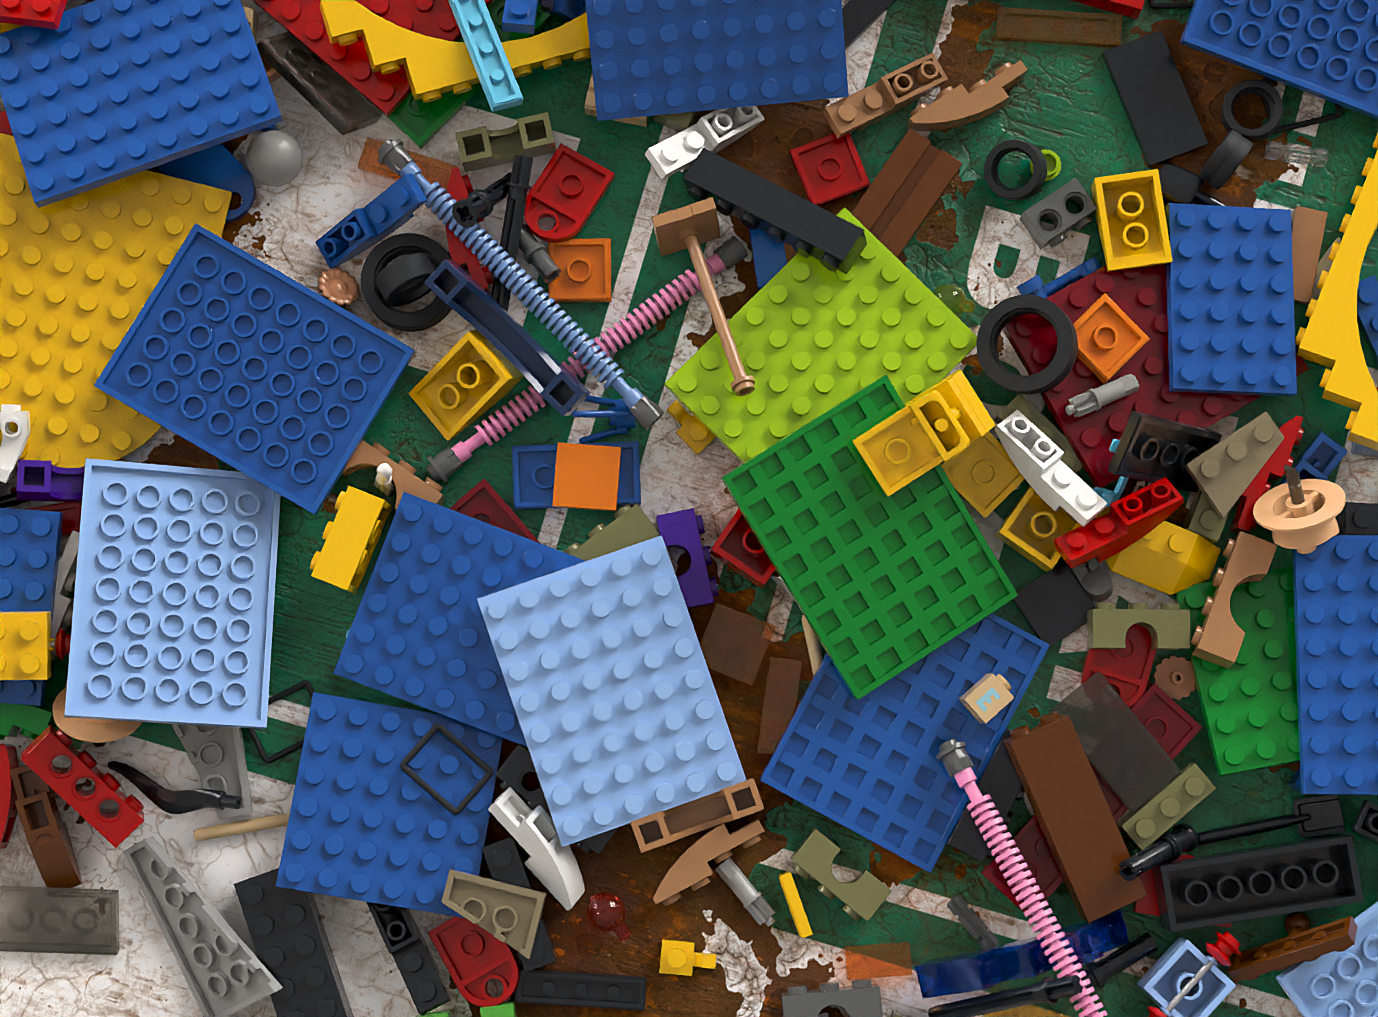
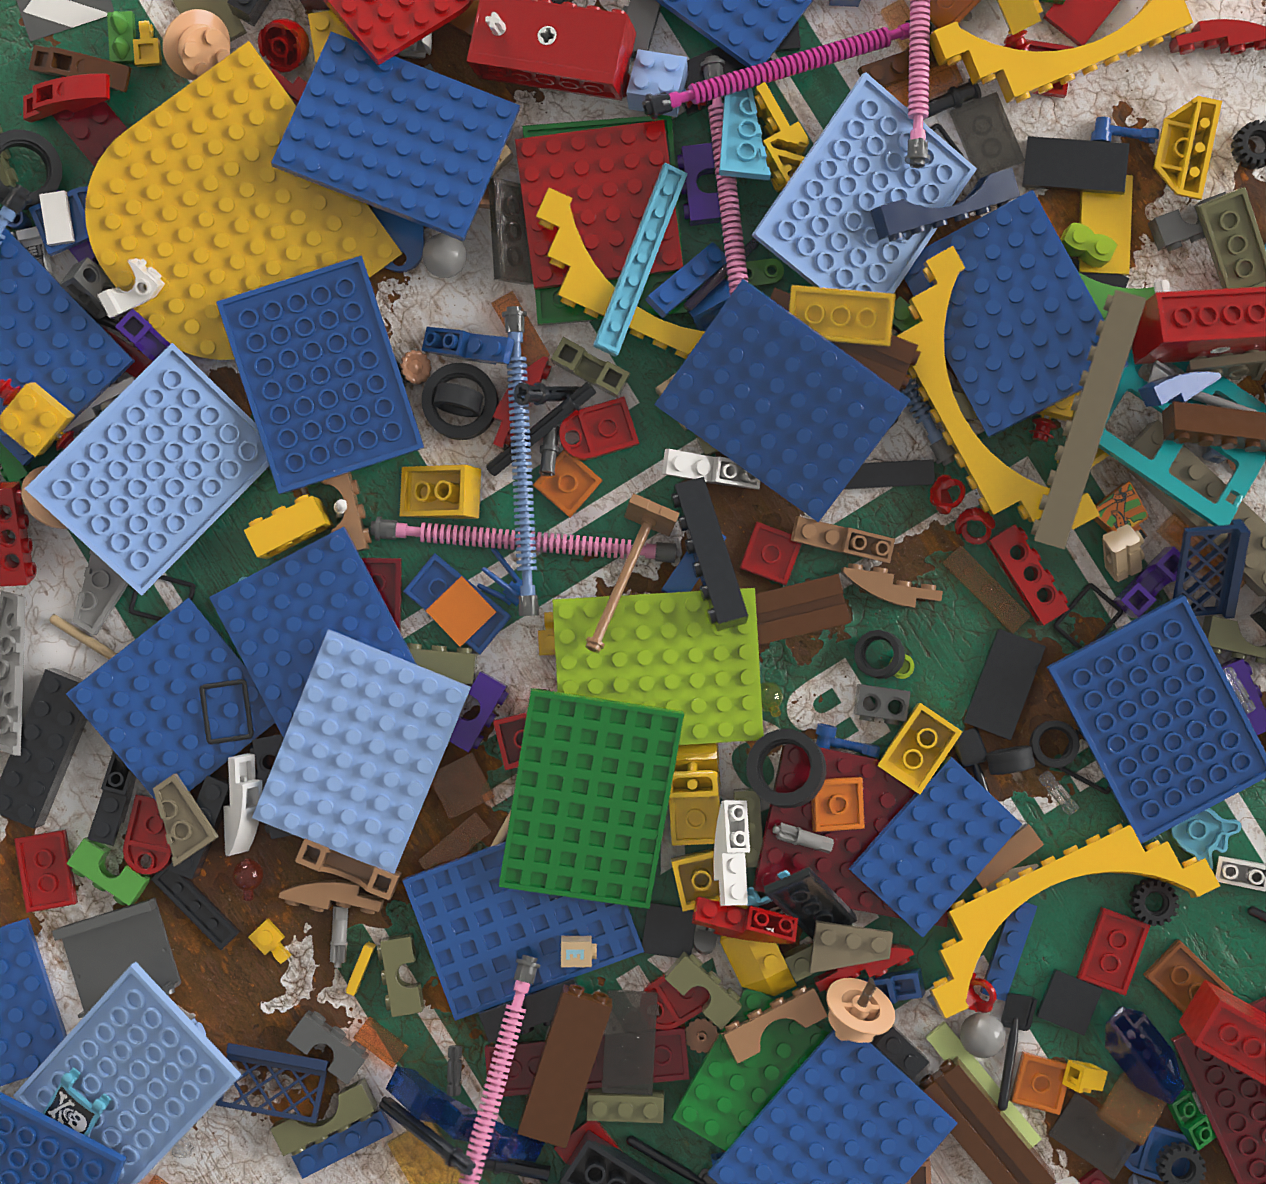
camera: 45 degrees right, 5 degrees up
(176, 801) = (57, 588): black piece -> none
(508, 336) = (482, 450): dark blue arch -> none
(924, 433) = (675, 769): yellow piece -> none
(1166, 848) = (602, 1130): black pin -> none

